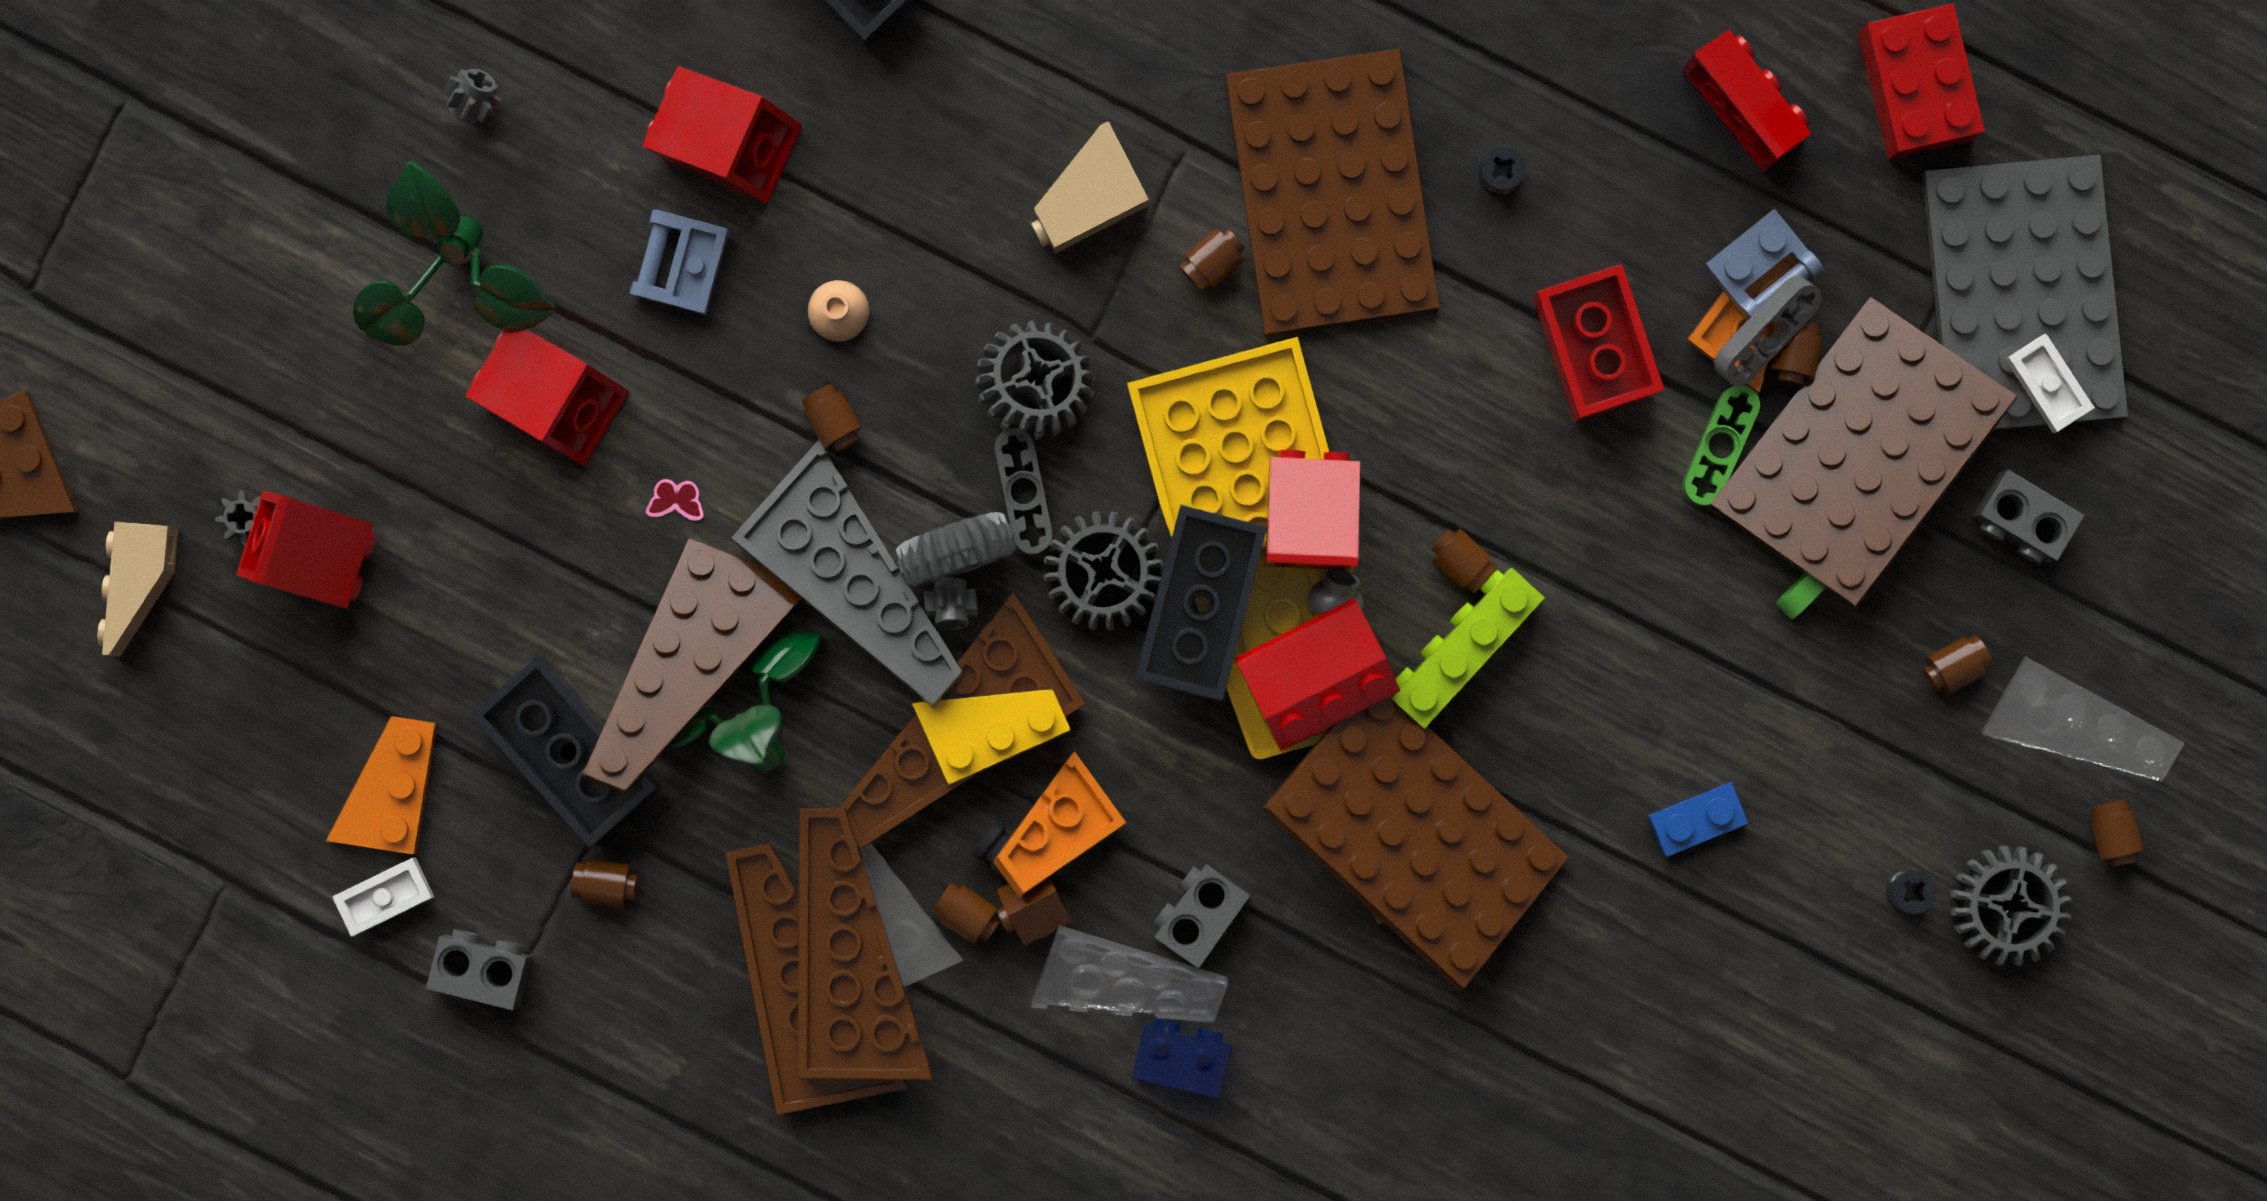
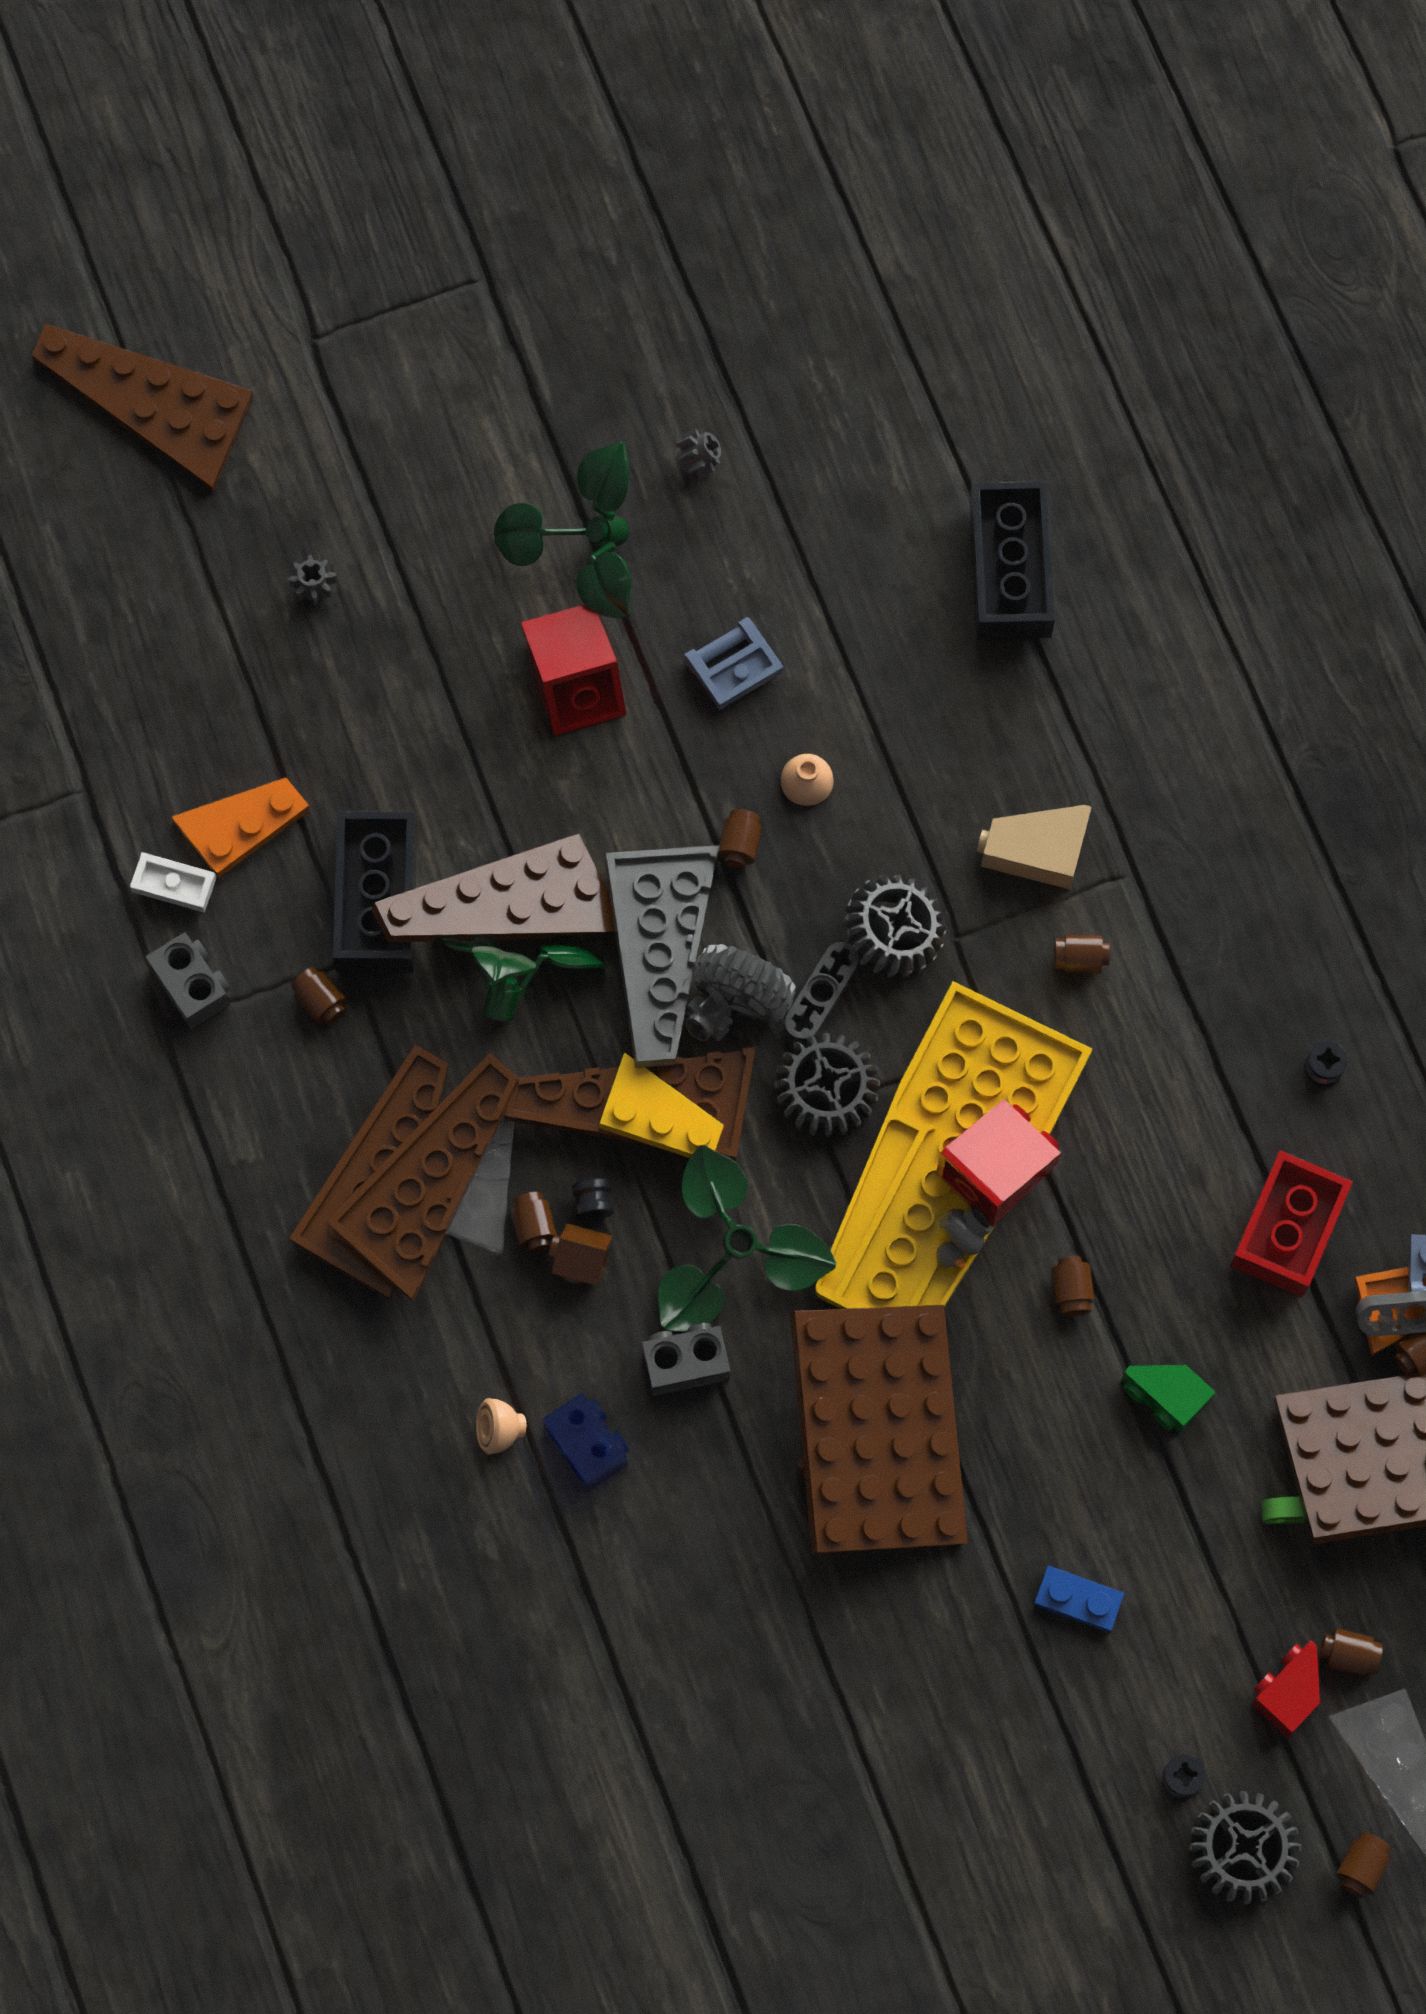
camera: 40 degrees right, 15 degrees down
(139, 571) = (214, 557): tan slope -> none
(306, 550) = (334, 627): red slope -> none
(679, 497) = (597, 808): dark red sticker -> none
(722, 134) = (835, 609): red slope -> none
(1059, 828) = (641, 1219): orange wing -> none
(1098, 1112) = (498, 1426): none -> light nougat brick
(1111, 976) = (589, 1346): clear wing -> none
(1208, 559) = (899, 1126): black brick -> none
(1213, 747) = (795, 1253): none -> dark green plant
(1317, 674) = (907, 1262): red slope -> none
(1332, 192) = (1199, 982): reddish brown plate -> none
(1473, 640) = (1023, 1343): lime brick -> none
(1624, 577) = (1170, 1391): none -> green slope
(1743, 420) = (1338, 1345): bright green beam -> none
(1939, 741) = (1294, 1691): none -> red slope

